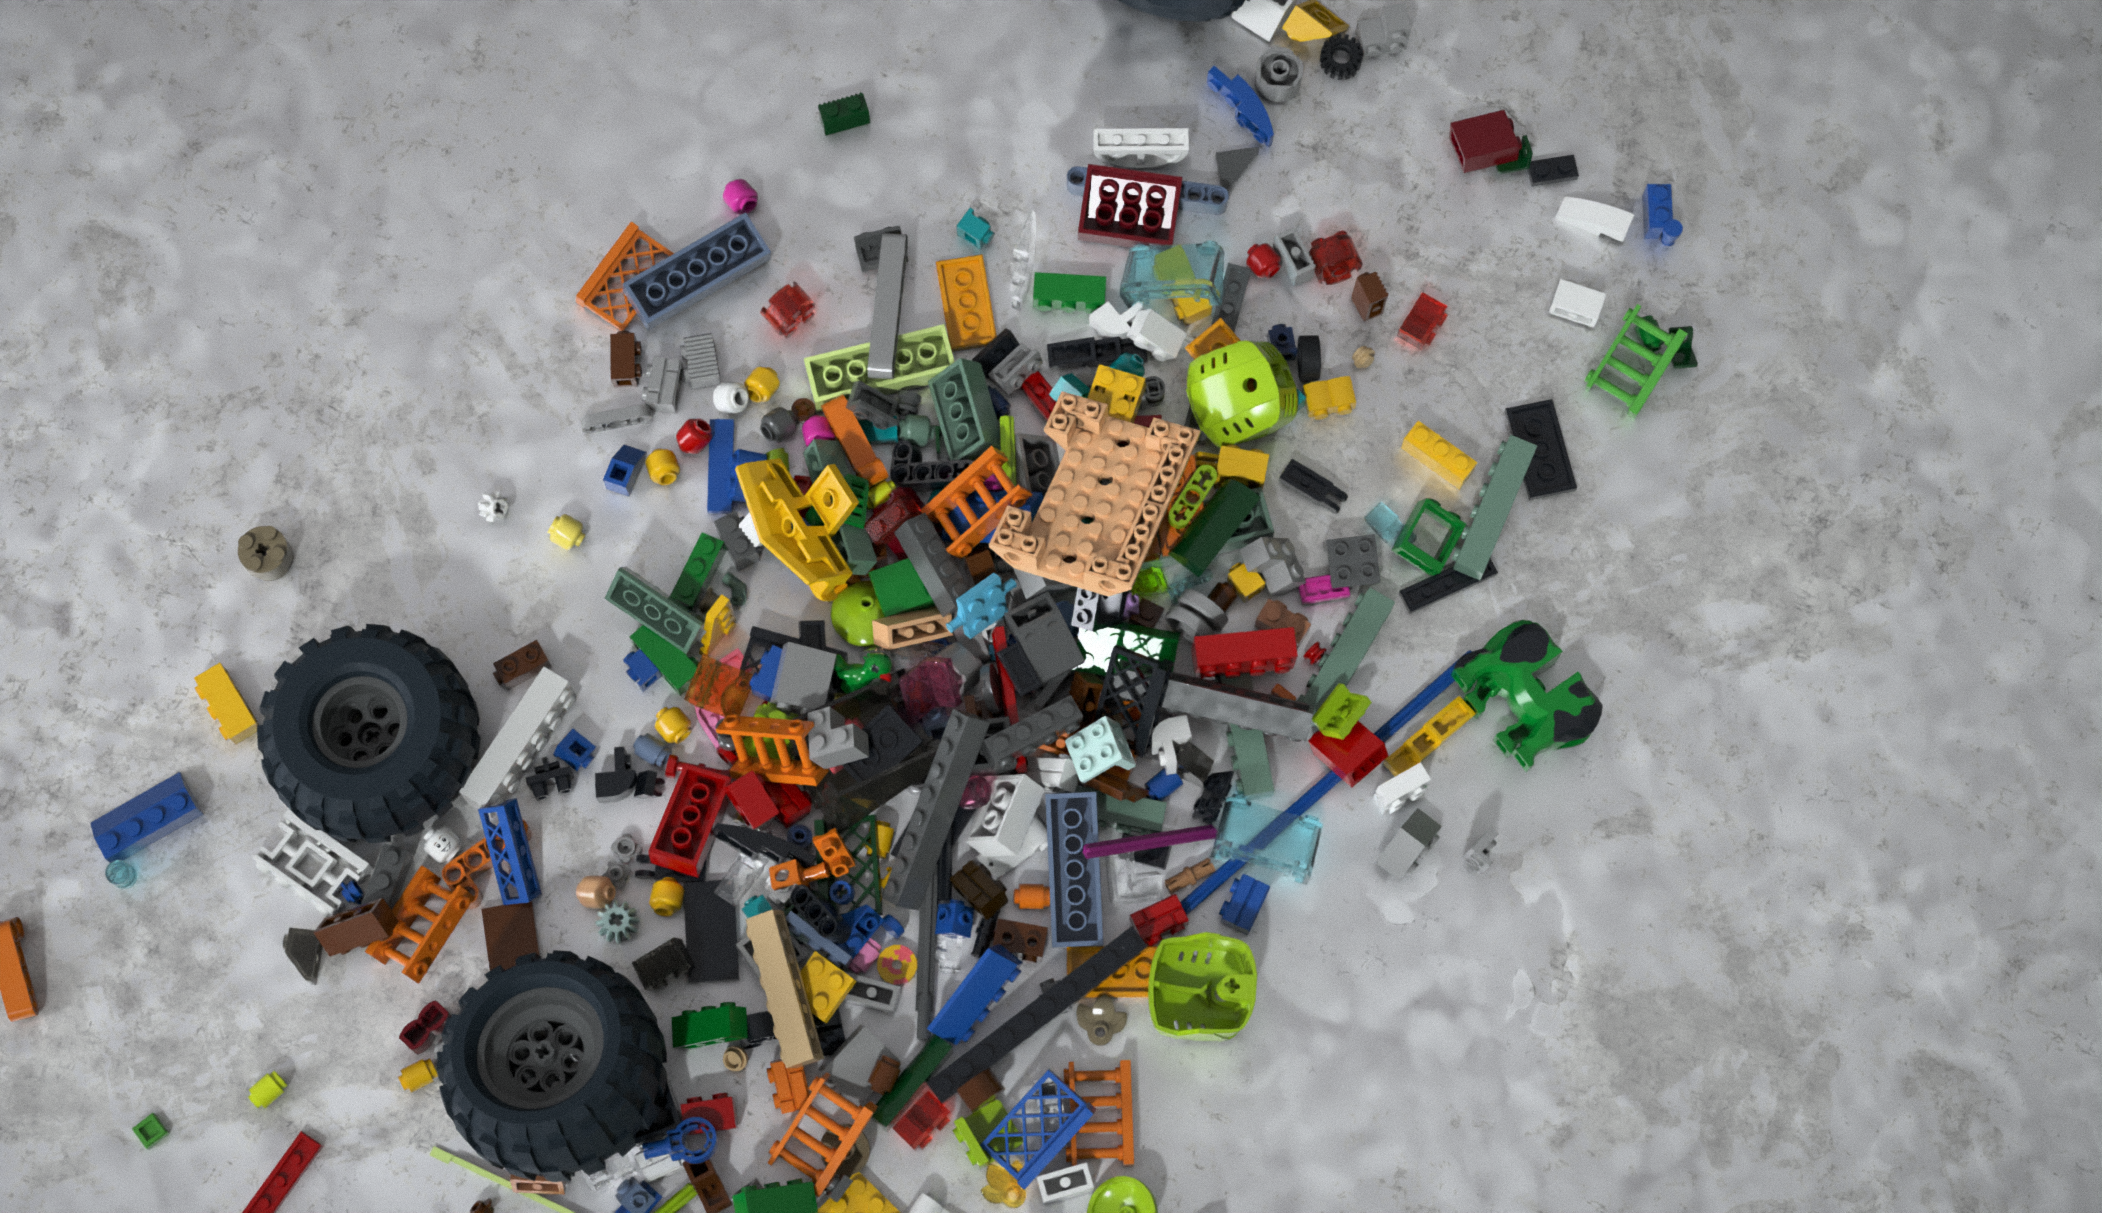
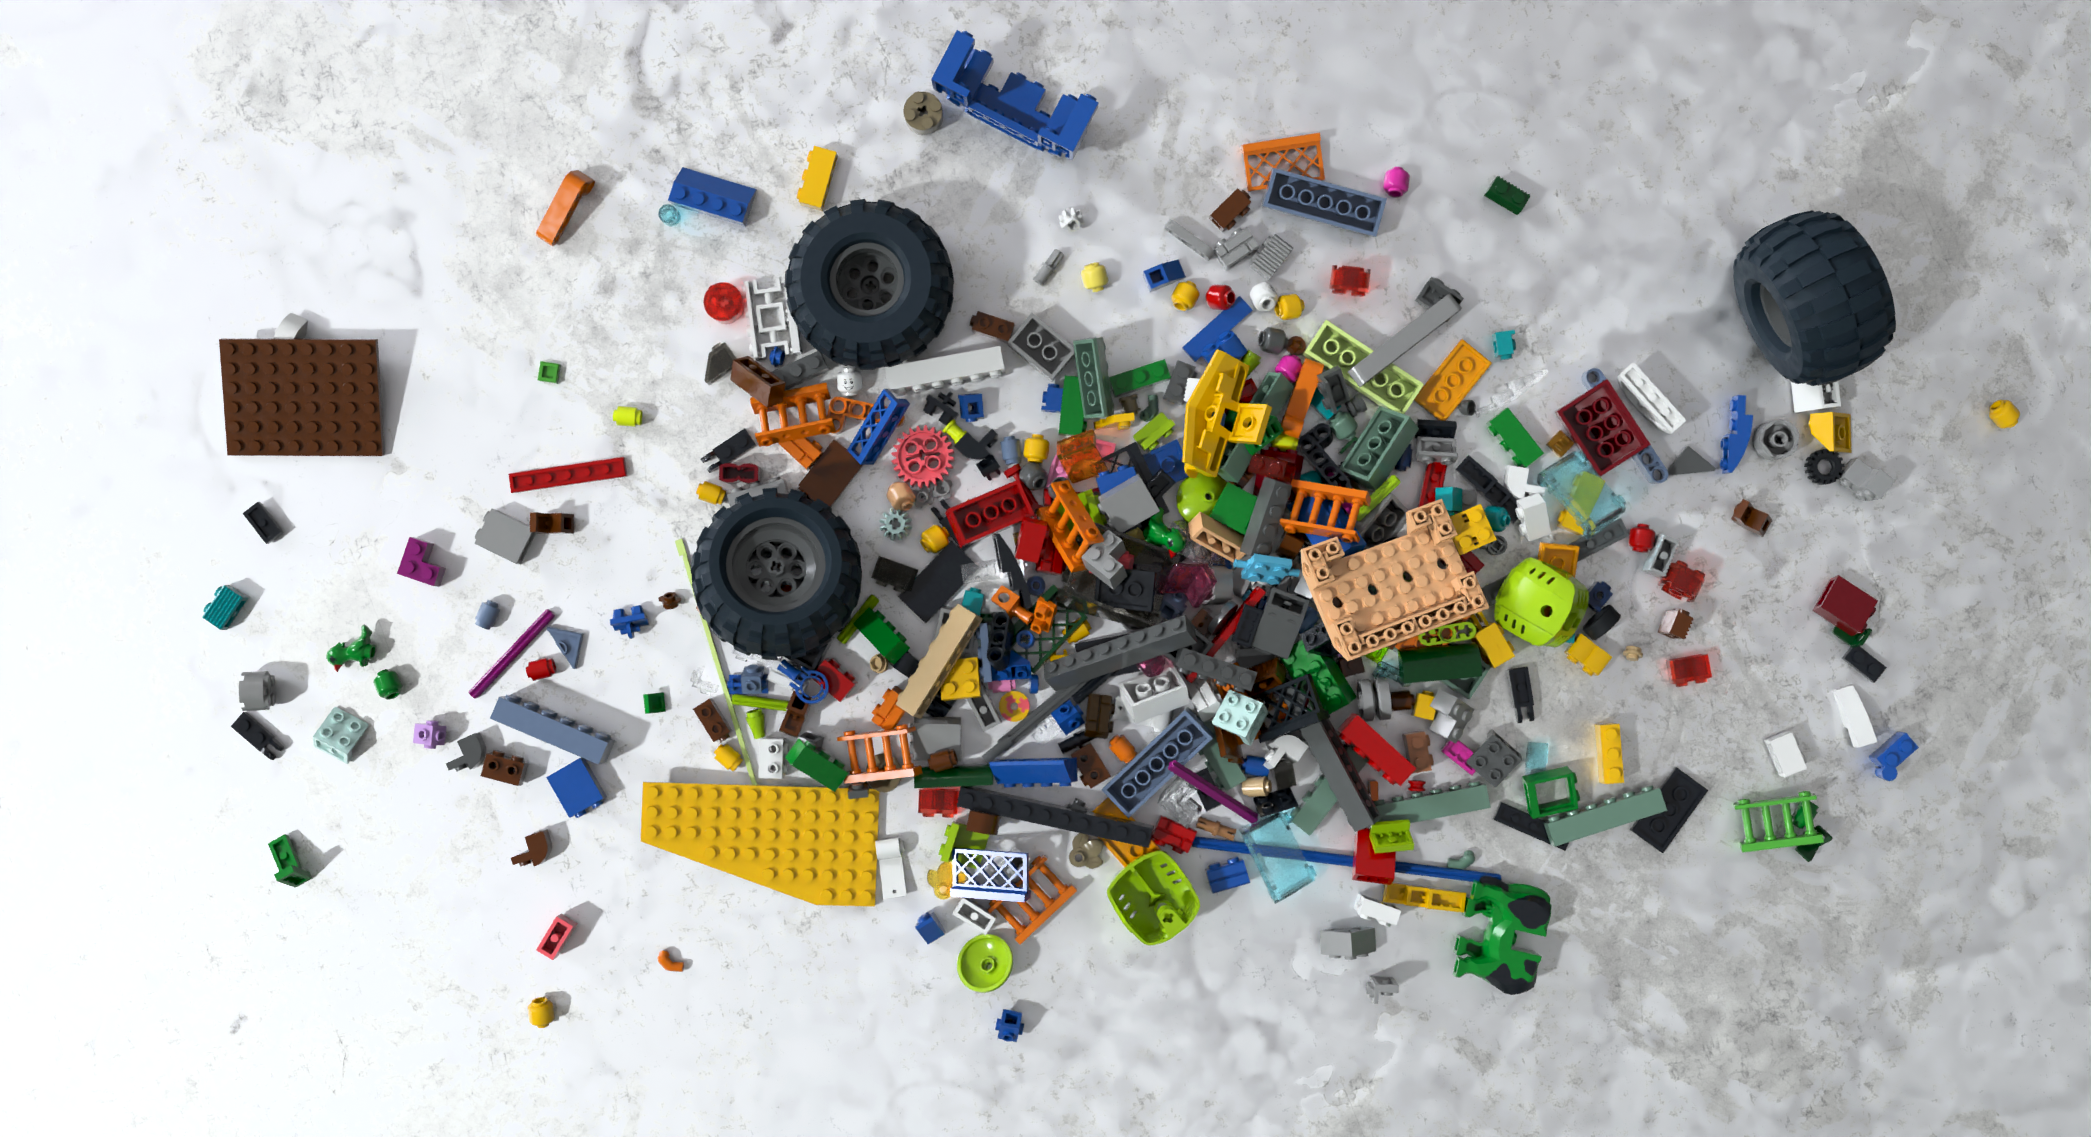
camera: 55 degrees right, 15 degrees up
(239, 893) = (731, 311): none -> clear red brick
(343, 465) = (1016, 106): none -> blue brick
(394, 1019) = (730, 449): none -> black hinge
(463, 948) = (803, 451): none -> orange brick
(517, 566) = (1048, 267): none -> light grey axle
(582, 787) = (954, 431): none -> neon yellow bush
(583, 635) = (1041, 347): none -> light grey brick
(596, 848) = (920, 439): none -> coral gear
(675, 1055) = (850, 628): none -> lime axle
(696, 749) = (1033, 476): none -> dark grey head
(759, 602) = (1153, 431): none -> lime bracket
(800, 607) = (1169, 459): none -> blue plate
(1002, 309) = (1467, 407): none -> dark grey hinge
(1111, 259) = (1560, 443): none -> pearl gold tile
(1183, 801) = (1256, 786): none -> tan brick
(1332, 154) = (1751, 518): none -> reddish brown brick
(1427, 676) = (1462, 863): none -> sand green arm

